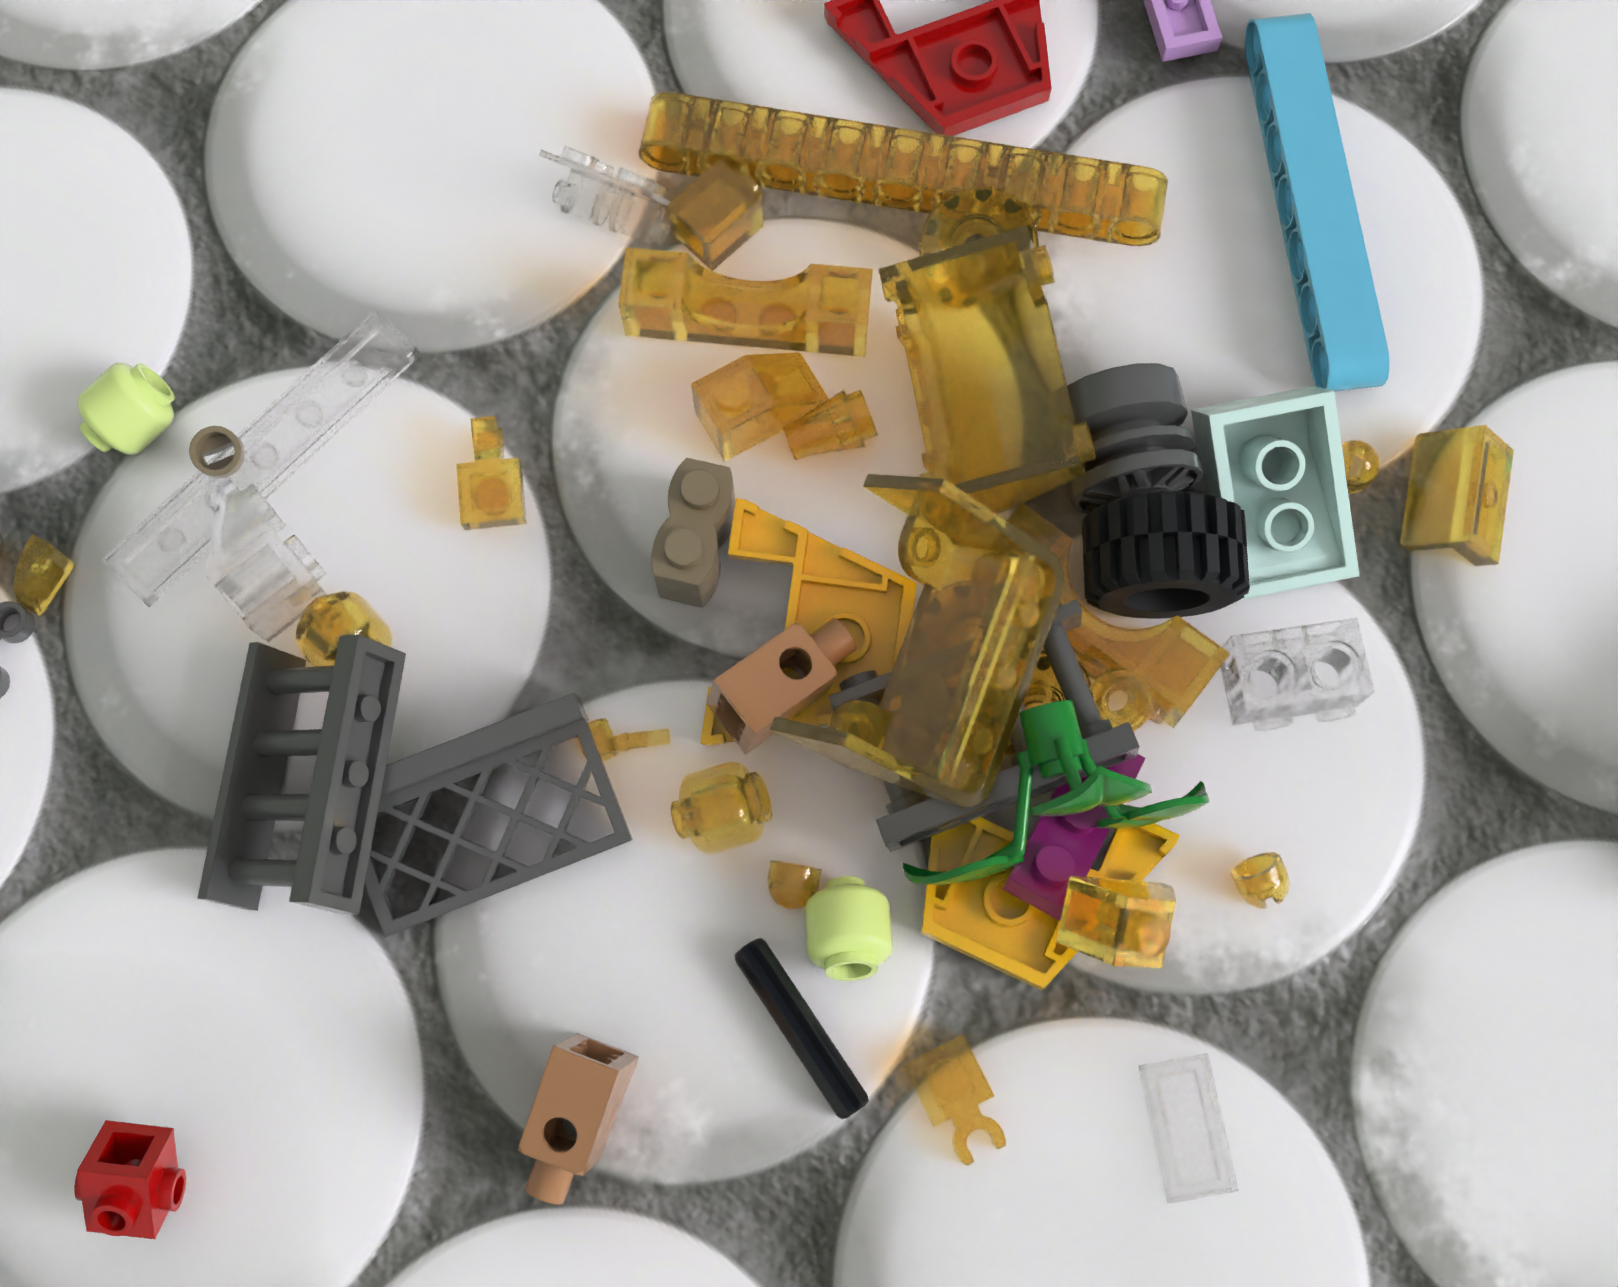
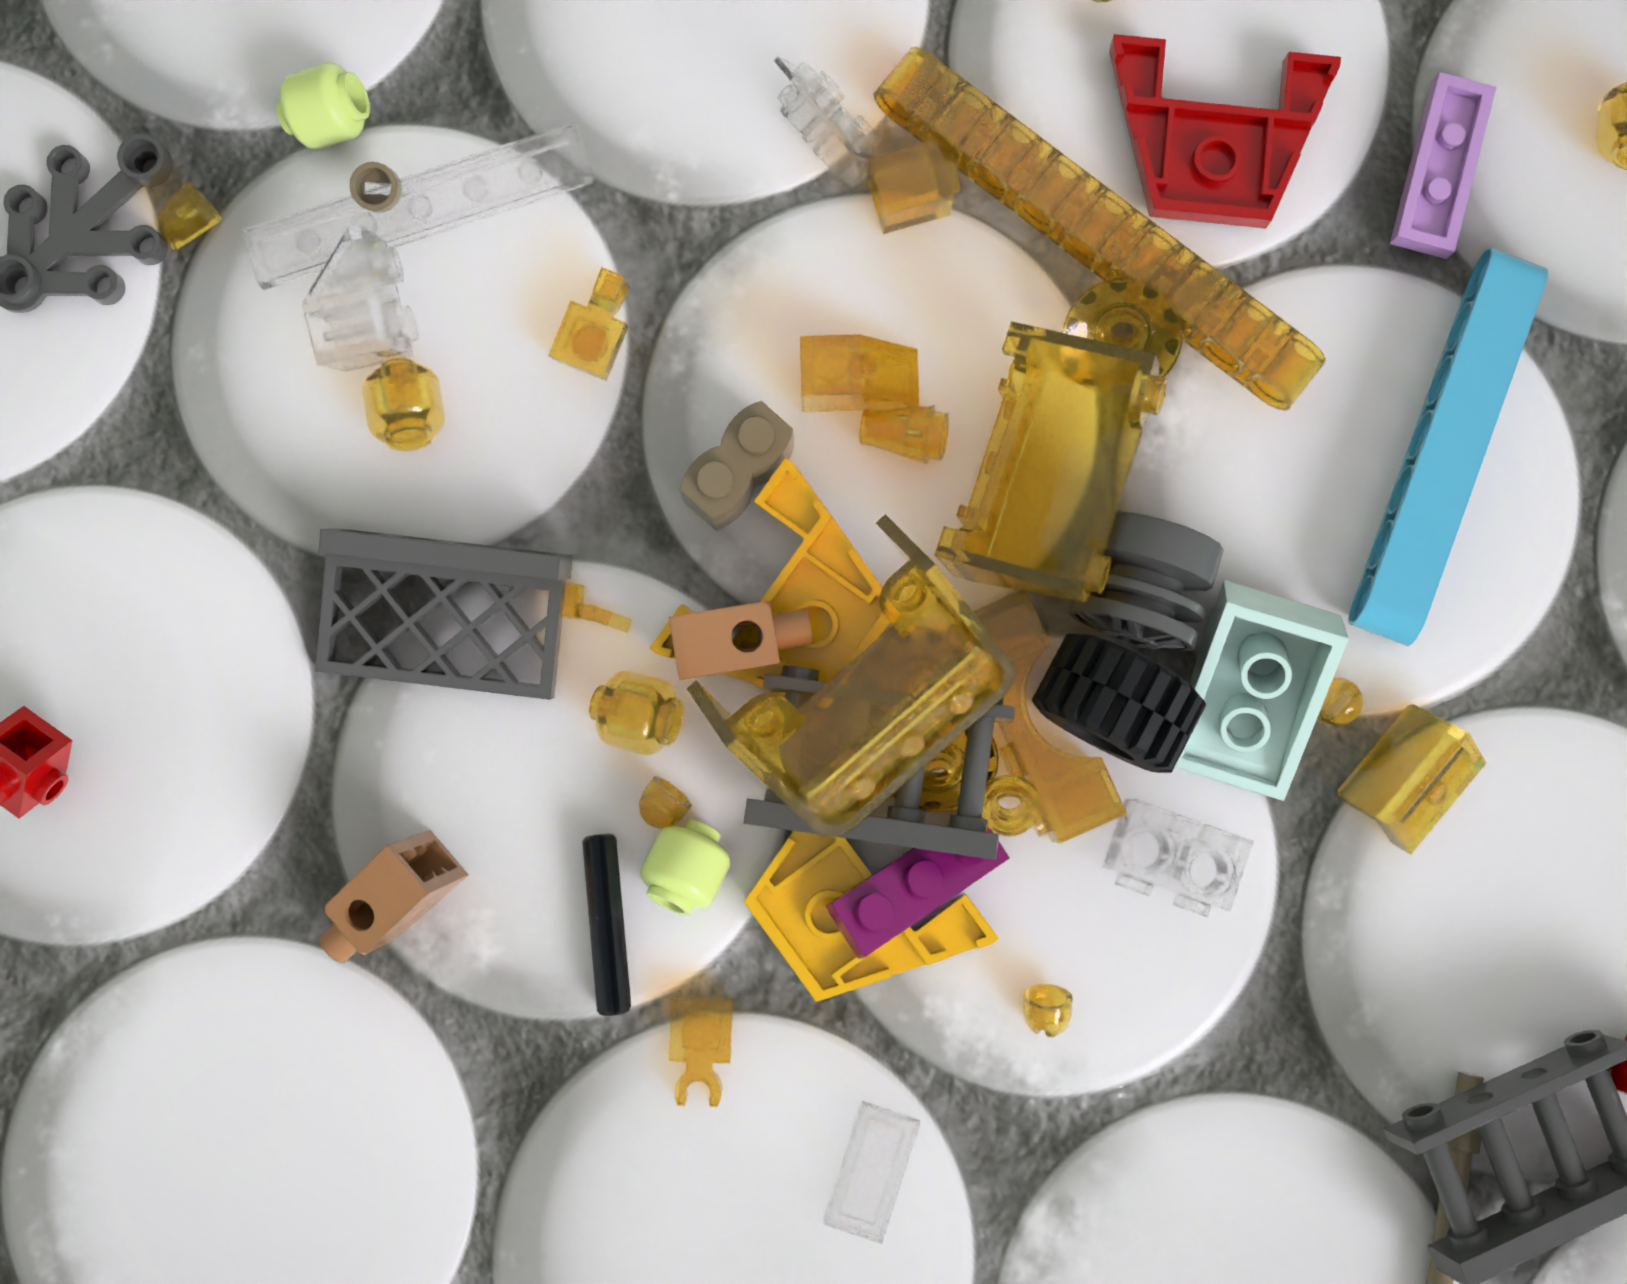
camera: 30 degrees right, 10 degrees up
(344, 785) = (338, 530): dark grey fence -> none
(683, 301) = (844, 257): clear yellow arch -> none
(1059, 750) = (920, 827): green plant -> none
(1118, 920) = (902, 987): clear yellow slope -> none

